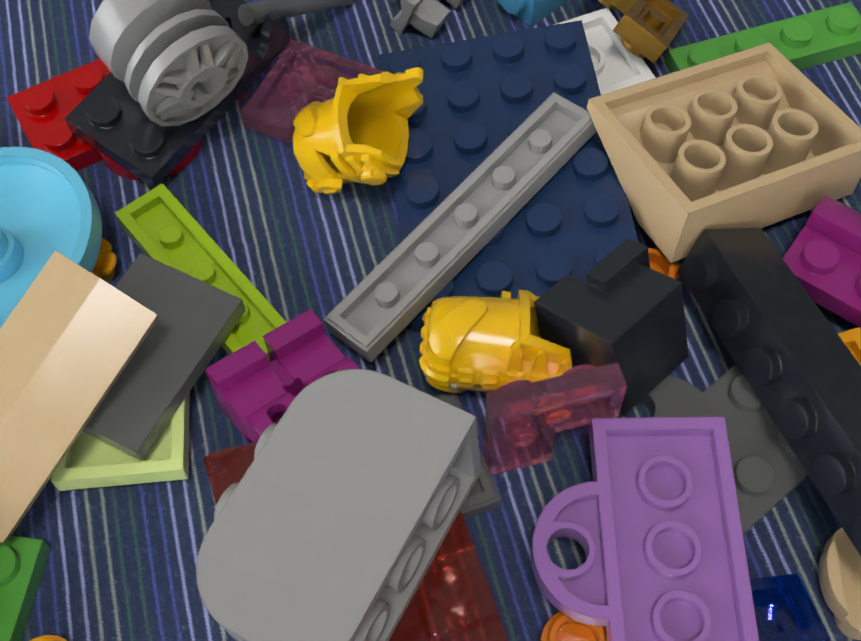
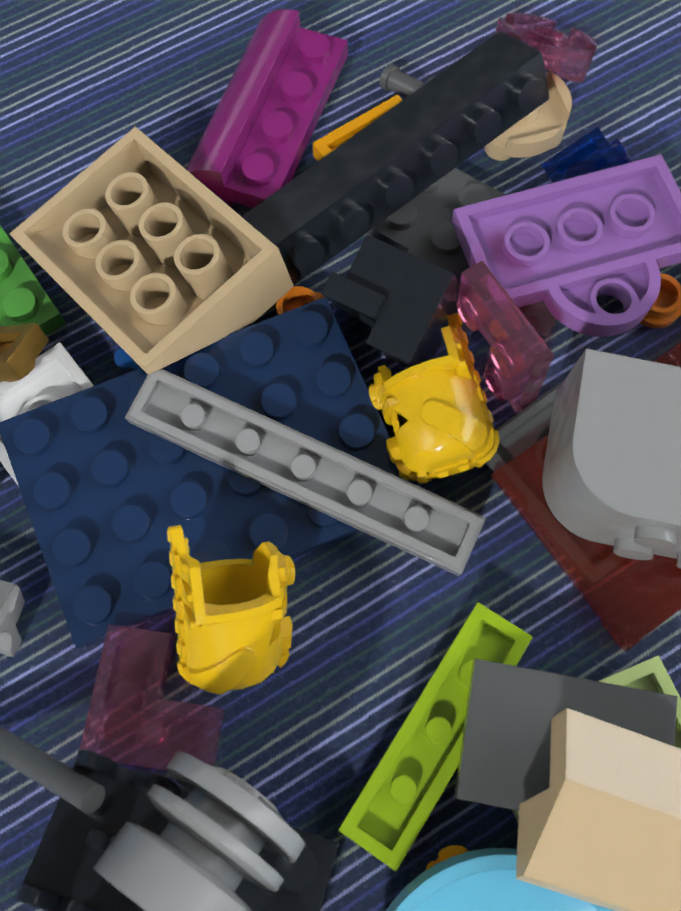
camera: 105 degrees left, 10 degrees up
(259, 391) = (558, 609): magenta legs -> none

